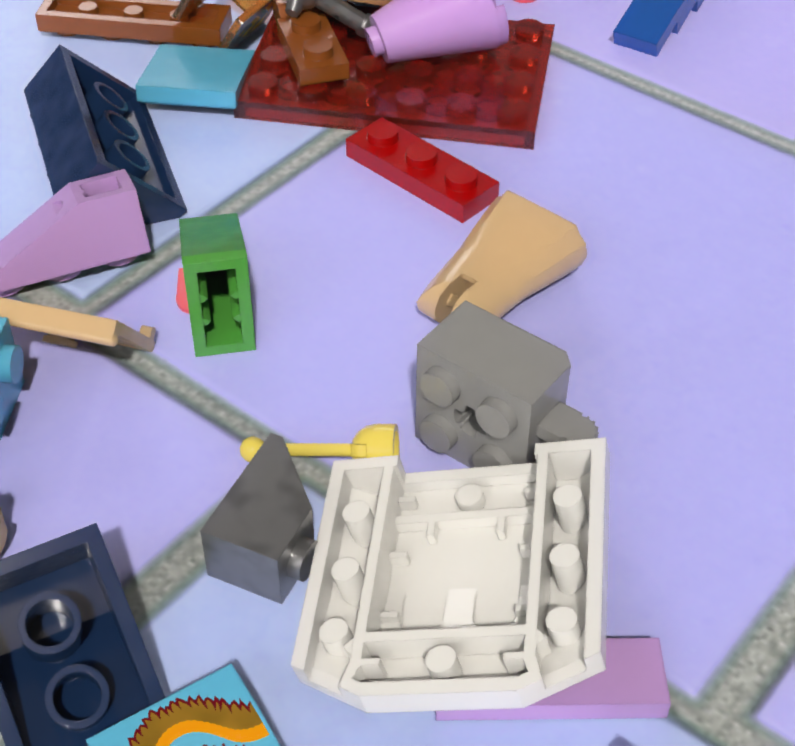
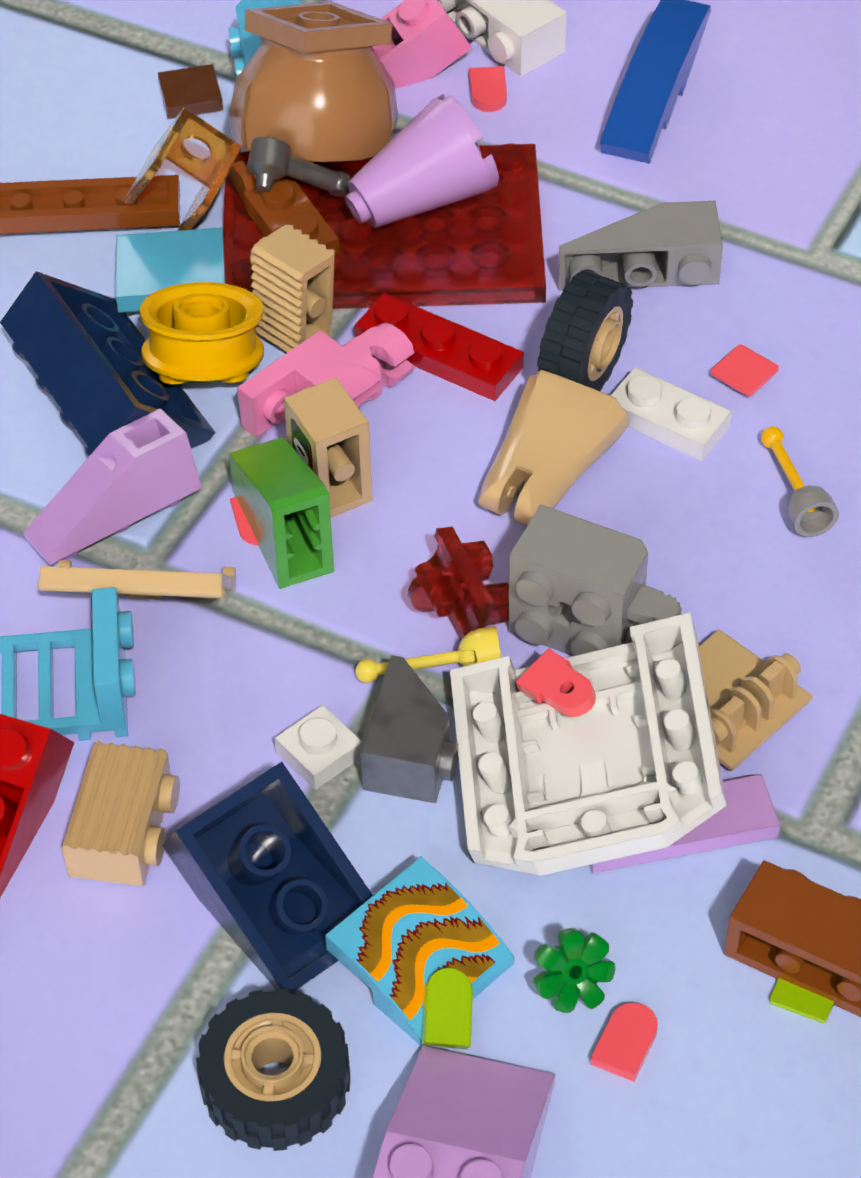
camera: 10 degrees left, 5 degrees up
(170, 519) = (318, 747): none -> white plate
(197, 120) = (202, 332): none -> yellow wheel
(277, 228) = (332, 441): none -> tan brick
(291, 96) = (294, 285): none -> tan brick
(300, 175) = (359, 365): none -> bright pink plate
(368, 376) = (455, 587): none -> clear red hips
(444, 496) = (550, 680): none -> coral piece
(561, 160) = (587, 330): none -> black wheel
(634, 257) = (672, 414): none -> white plate
(637, 114) = (651, 248): none -> light grey slope
(657, 547) = (748, 696): none -> tan hinge
(714, 230) = (744, 370): none -> coral piece
(756, 361) = (810, 506): none -> light grey hinge

